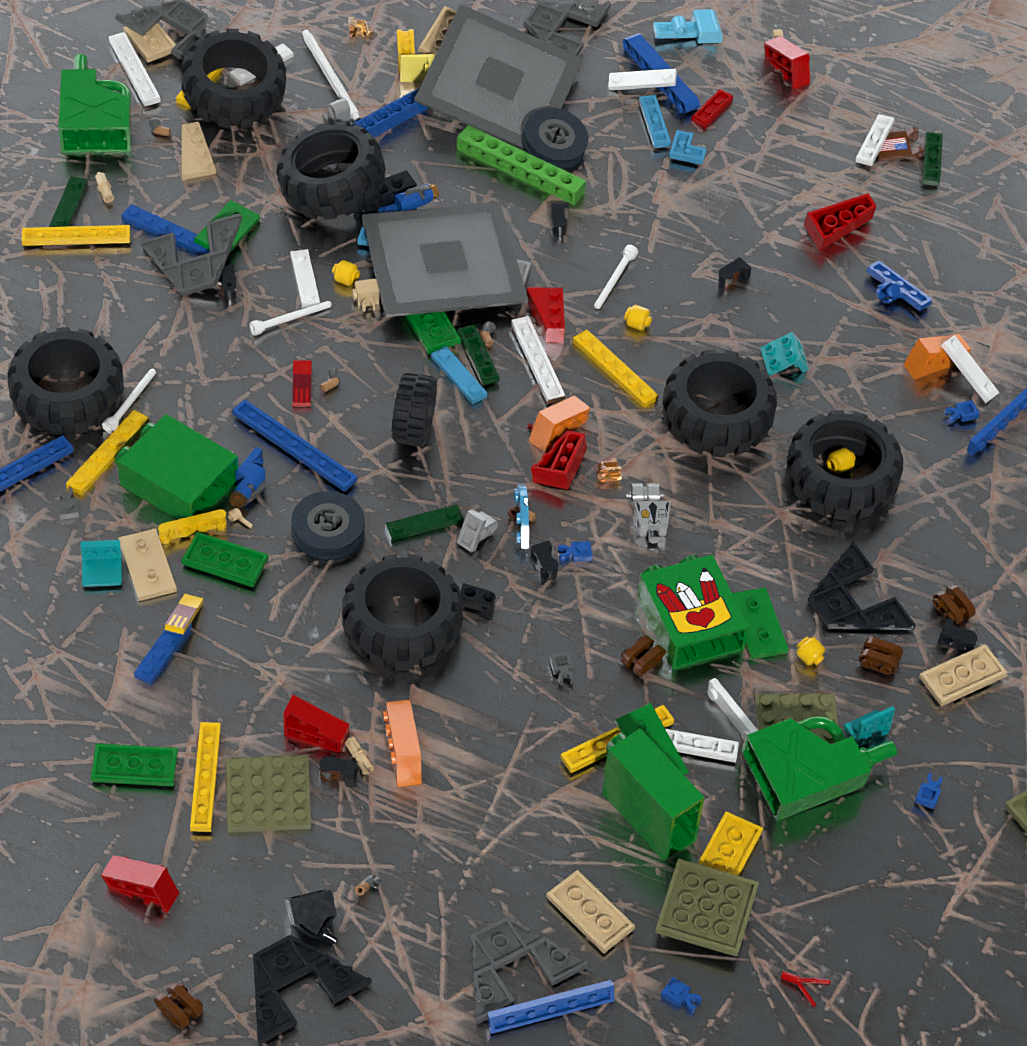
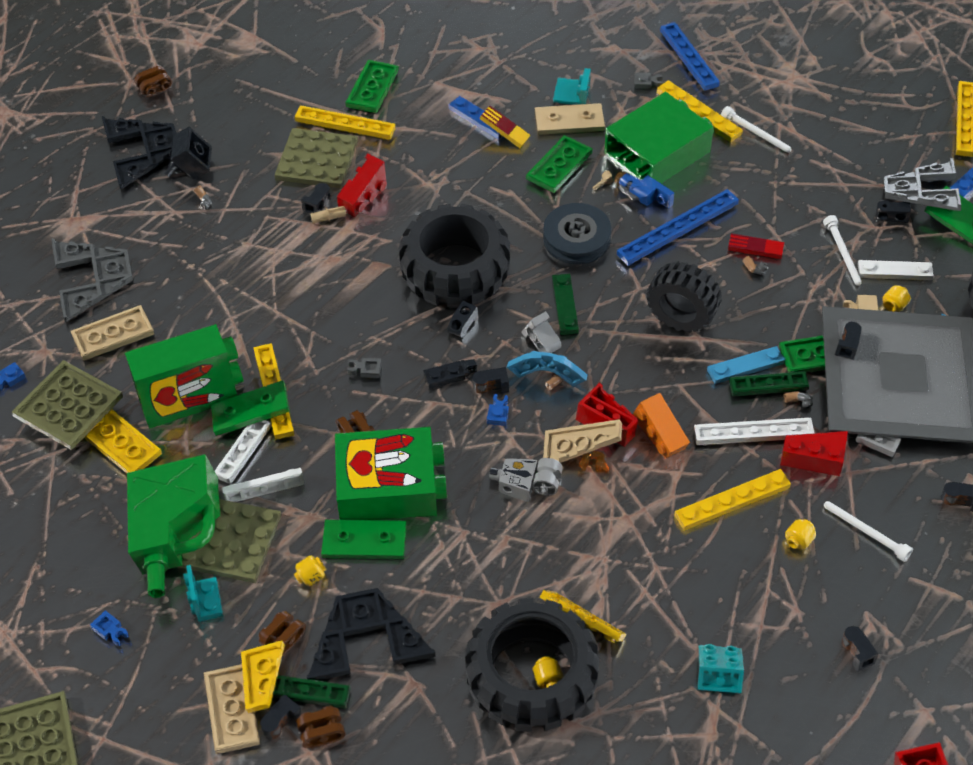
camera: 110 degrees right, 0 degrees up
(58, 352) = (777, 58): black tyre -> none
(141, 879) = (261, 73): red wedge -> none
(191, 525) = (600, 150): yellow plate -> none
(403, 742) = (326, 238): orange wedge -> none
(426, 288) = (848, 346): none -> black leg
(543, 599) = (449, 373): none -> black hinge
(550, 1006) = (39, 292): blue plate -> none
(600, 476) = (578, 440): none -> tan wing
(715, 432) = (658, 529): black tyre -> none
(778, 447) = (592, 621): none -> yellow wing
(925, 626) = (312, 691): none -> dark green plate
(932, 653) = (260, 673): none -> yellow wing

